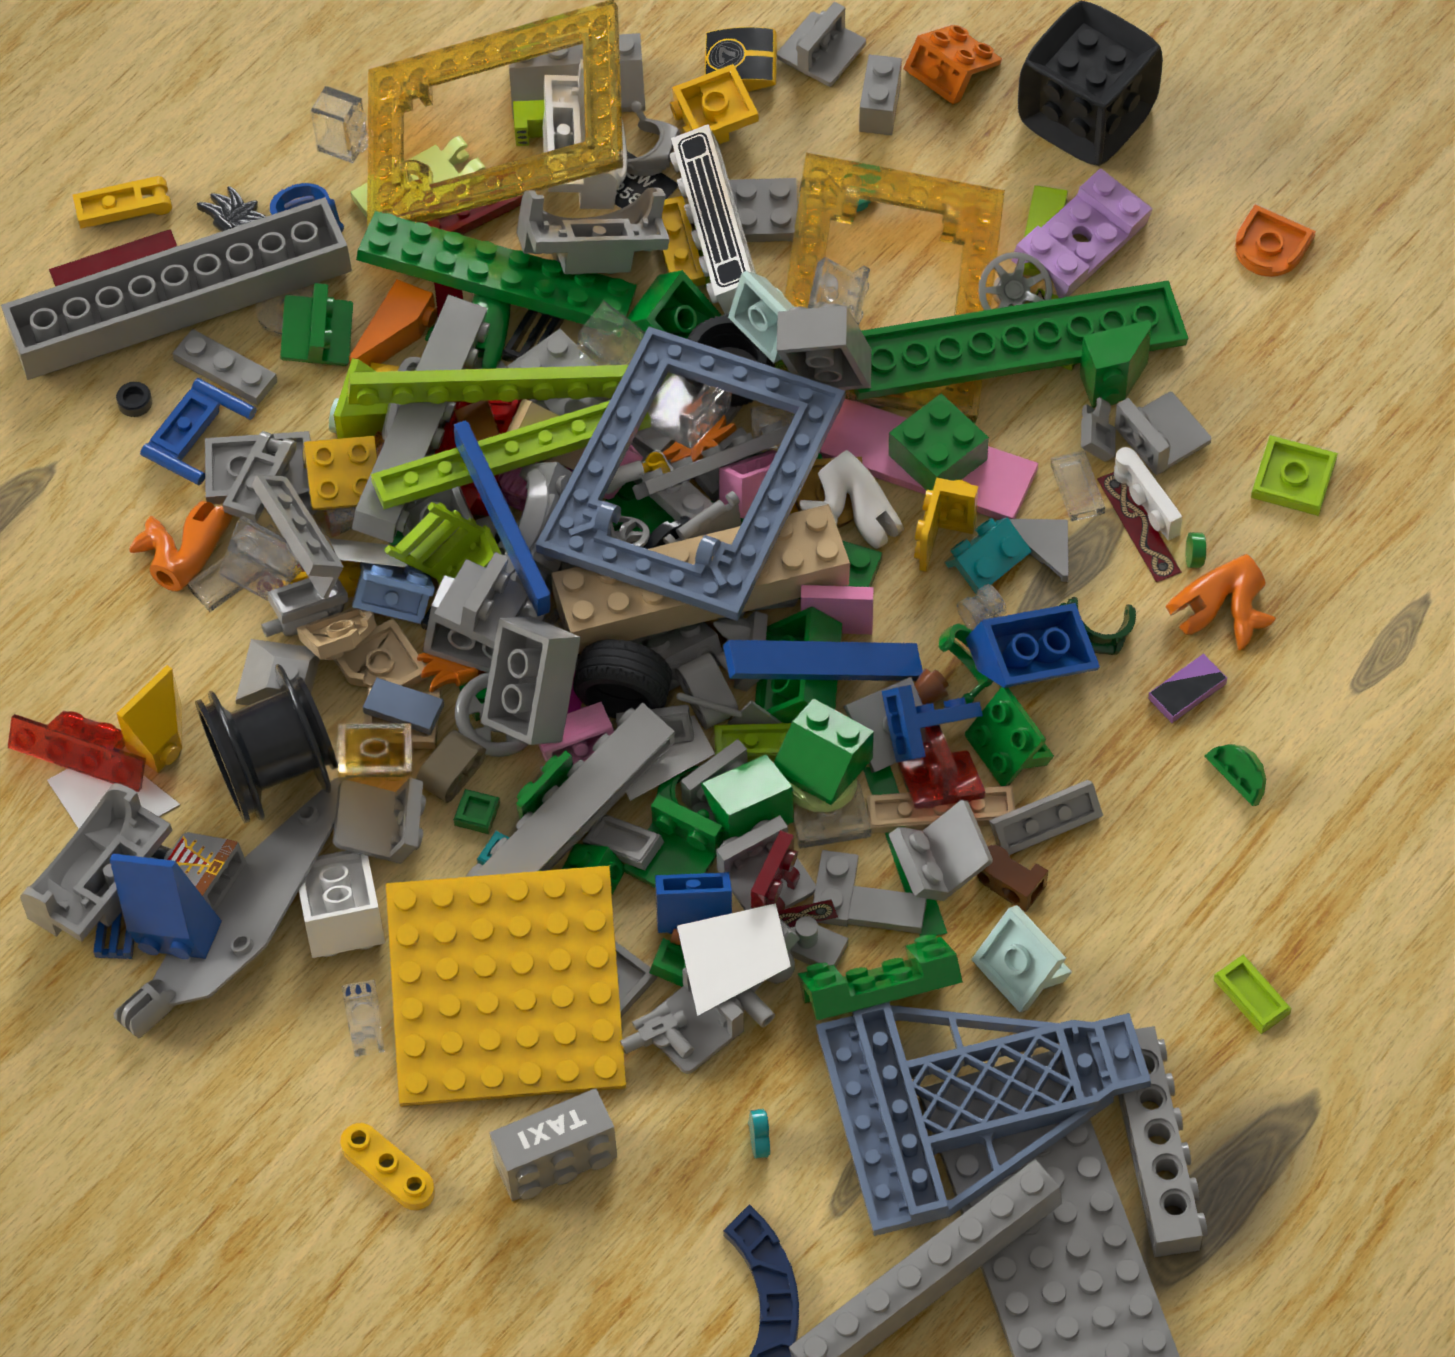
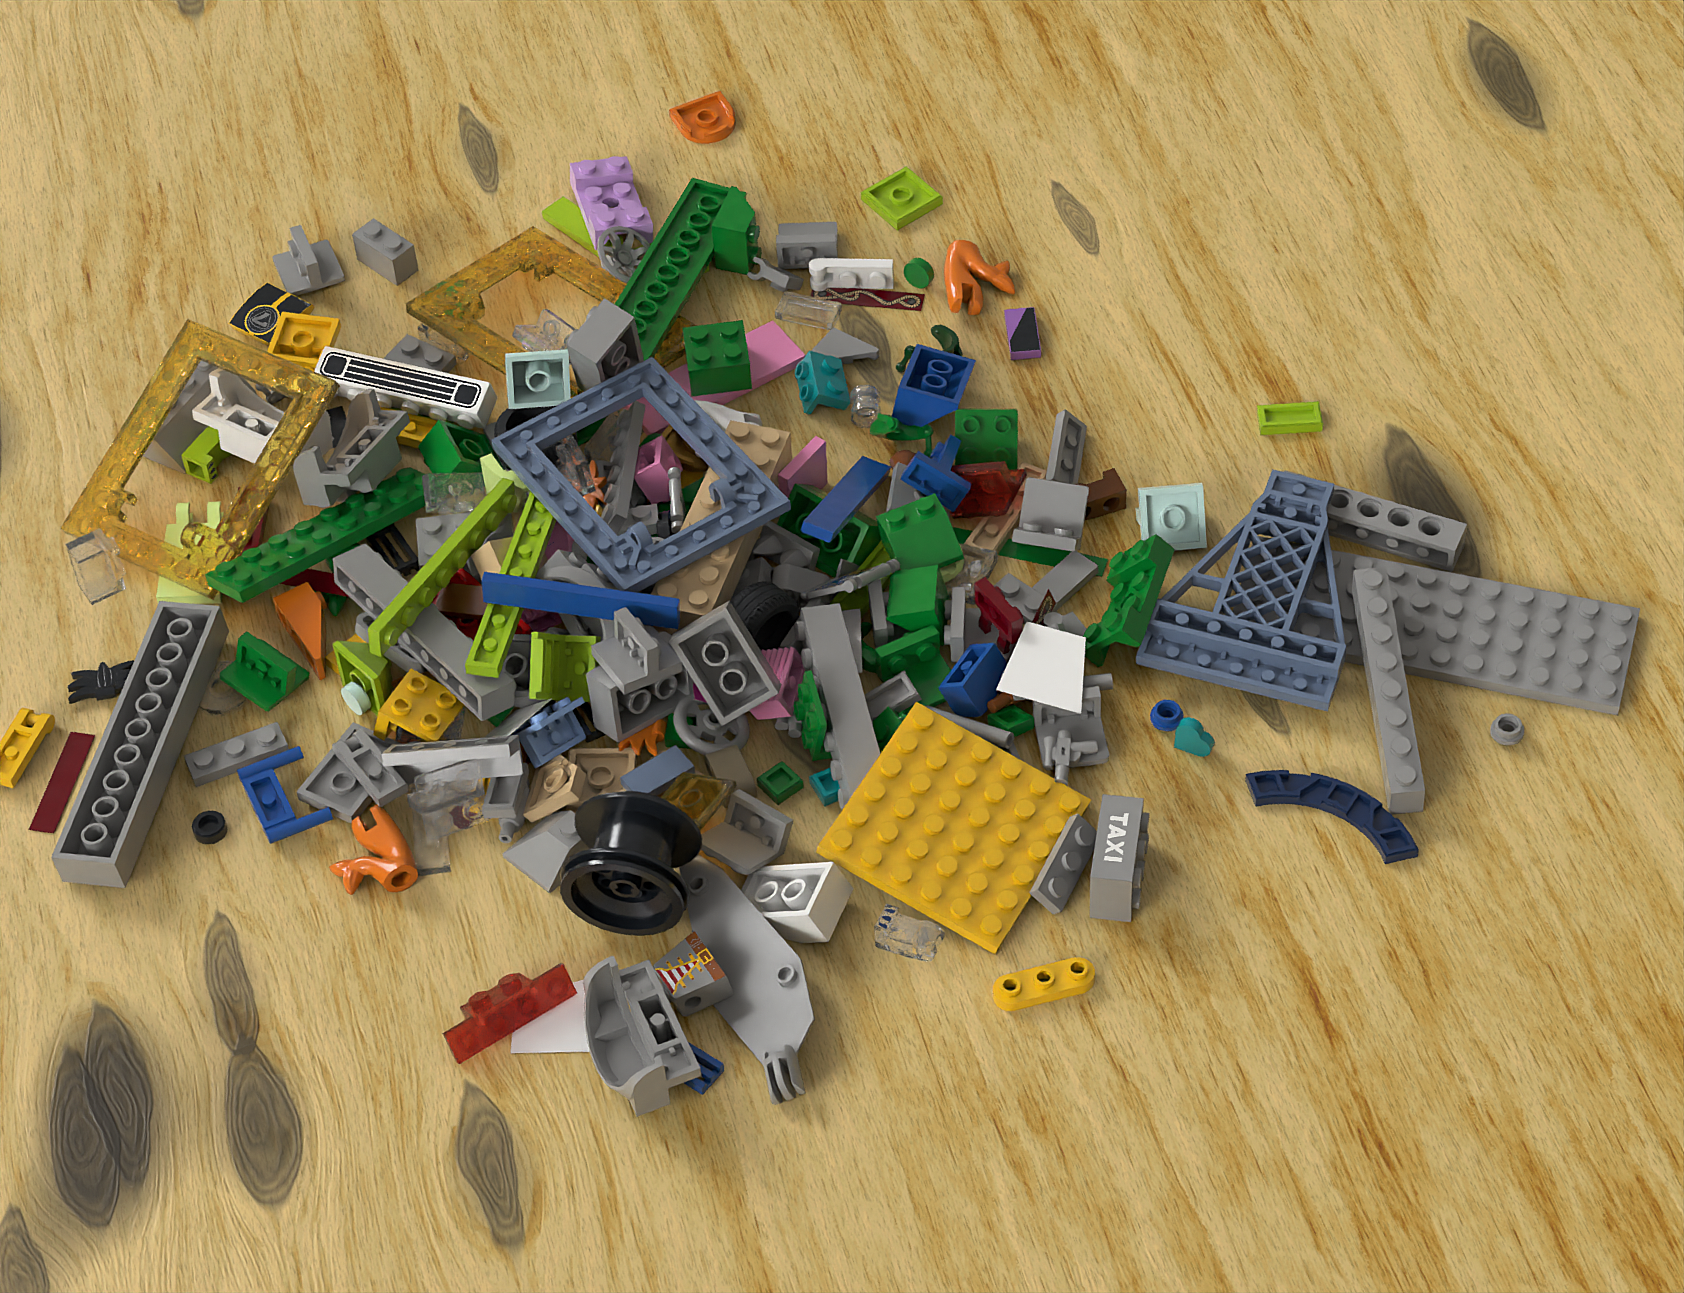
camera: 55 degrees left, 10 degrees down
(154, 721) = (535, 938): yellow slope -> none
(163, 907) = (717, 1002): blue slope -> none
(309, 192) = (132, 628): blue helmet -> none
(509, 1105) = (1064, 864): none -> light grey plate
(639, 929) = (989, 733): none -> light grey piece
(727, 726) = (856, 579): none -> light grey piece
(775, 1085) = (1168, 709): none -> blue plate
(948, 59) = (395, 204): orange bracket -> none
(948, 506) = (777, 385): yellow bracket -> none
(1089, 82) = (500, 127): black piece -> none
(1241, 769) = (1112, 334): green plate -> none

